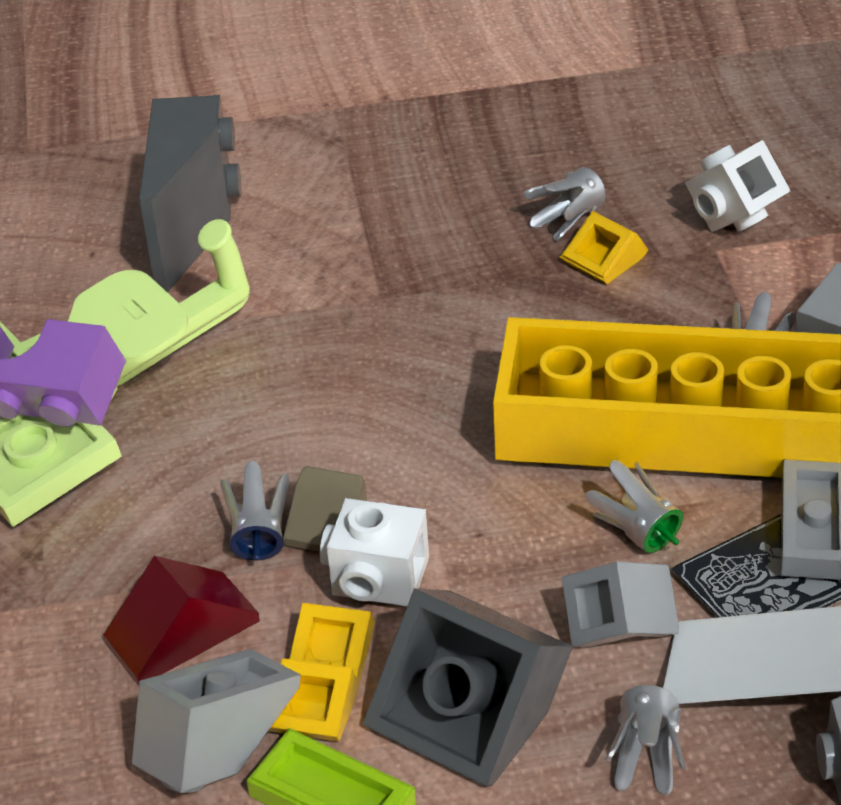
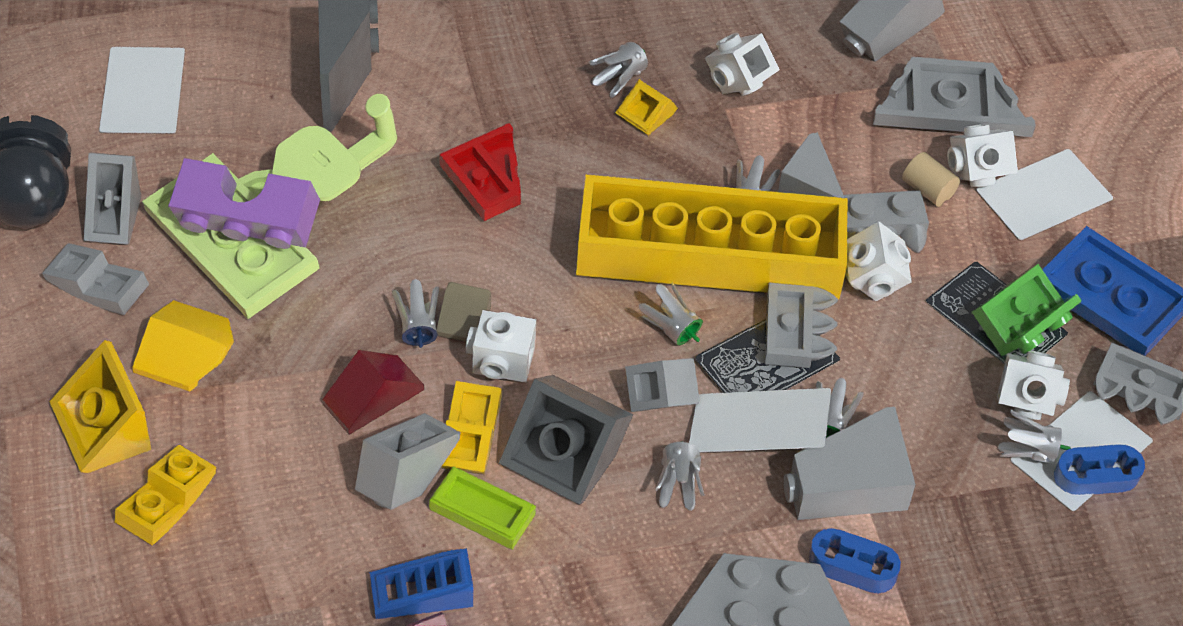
camera: 10 degrees left, 10 degrees up
(372, 330) = (486, 171): none -> red wing

